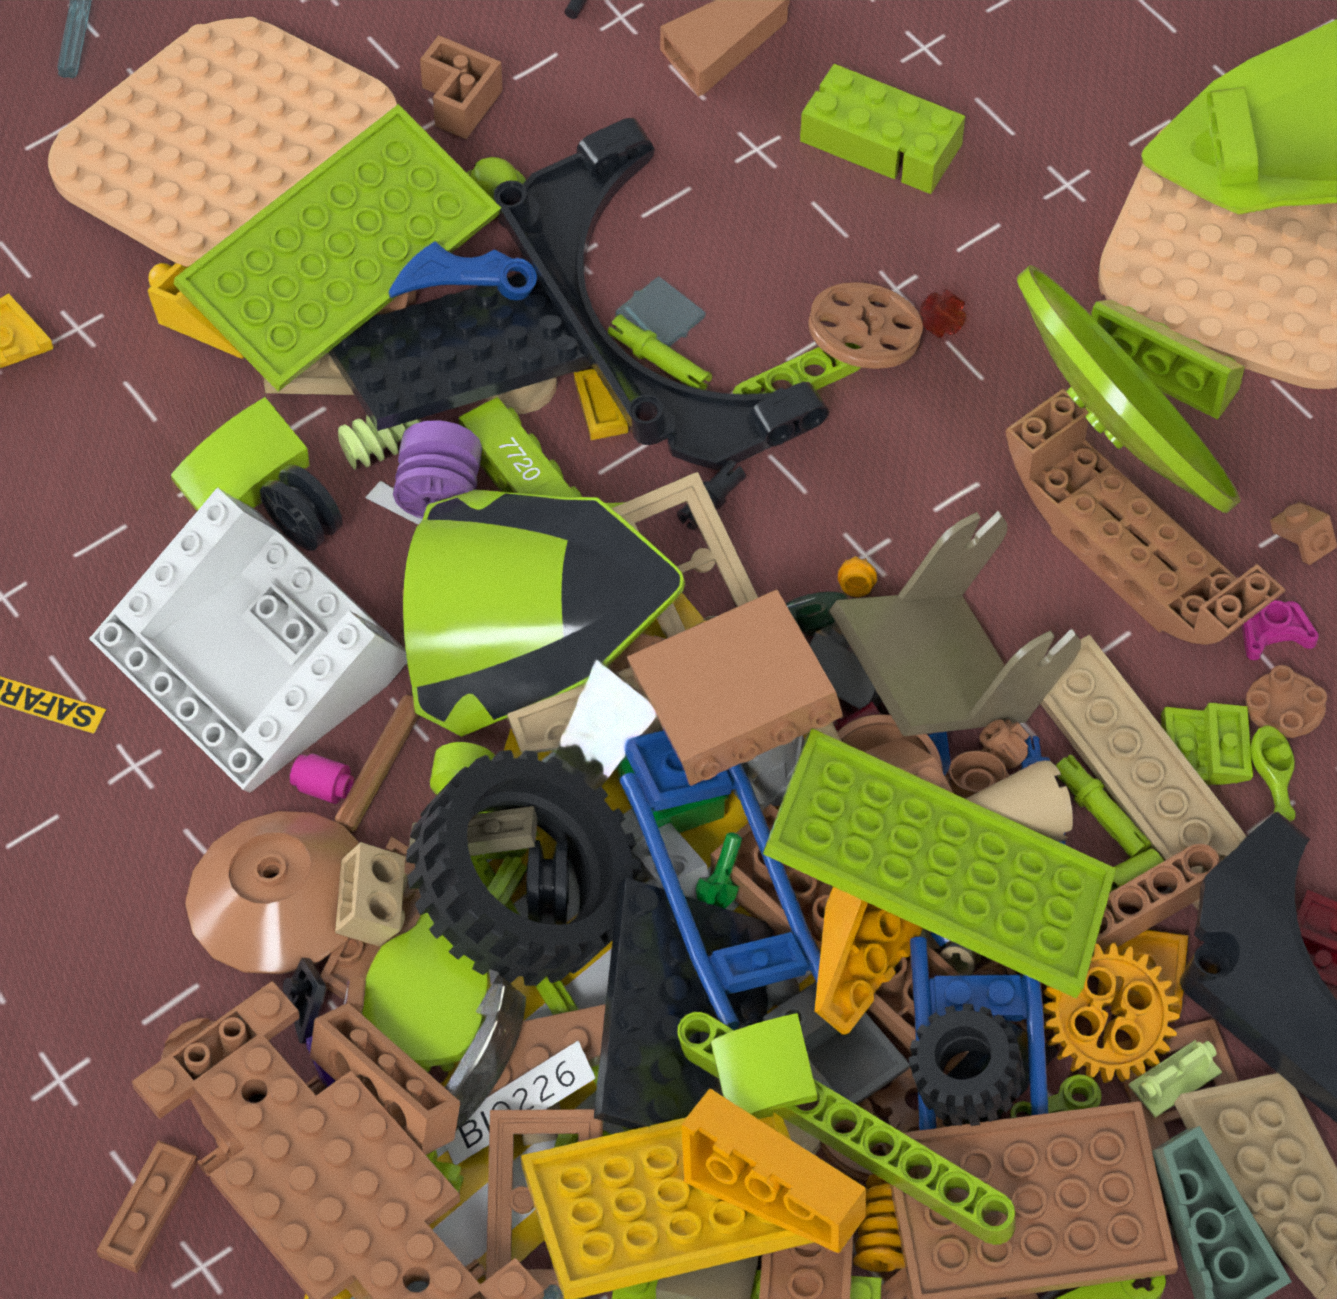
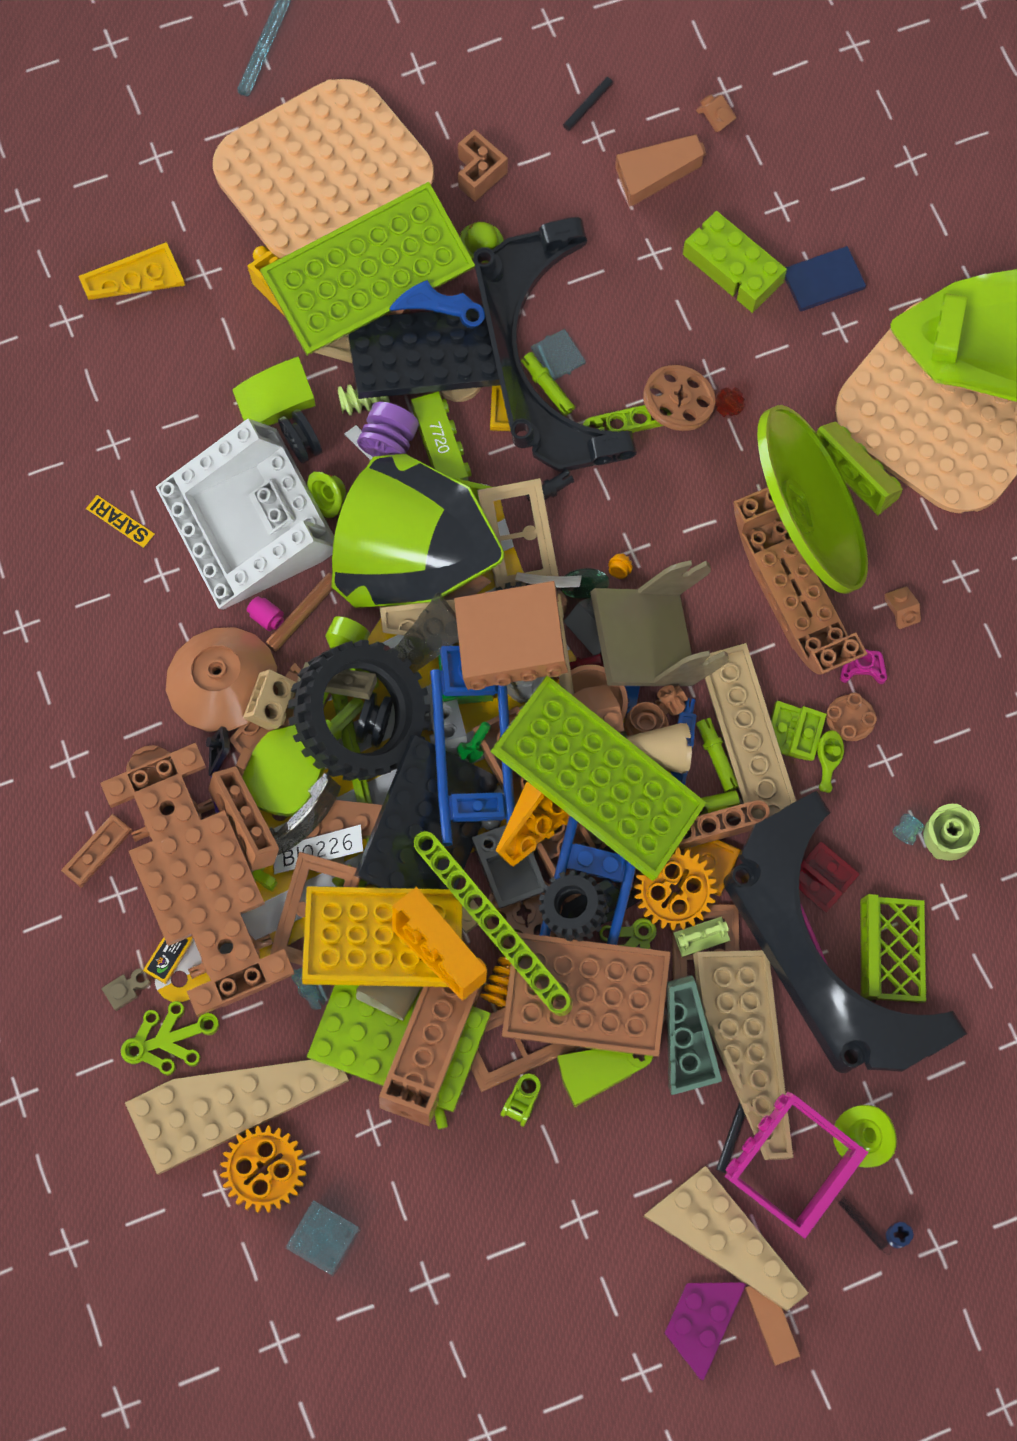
camera: 15 degrees right, 15 degrees up
(366, 578) = (327, 492): none -> lime hat
(765, 1066) = (454, 879): lime slope -> none
(1021, 124) = (824, 279): none -> dark blue tile

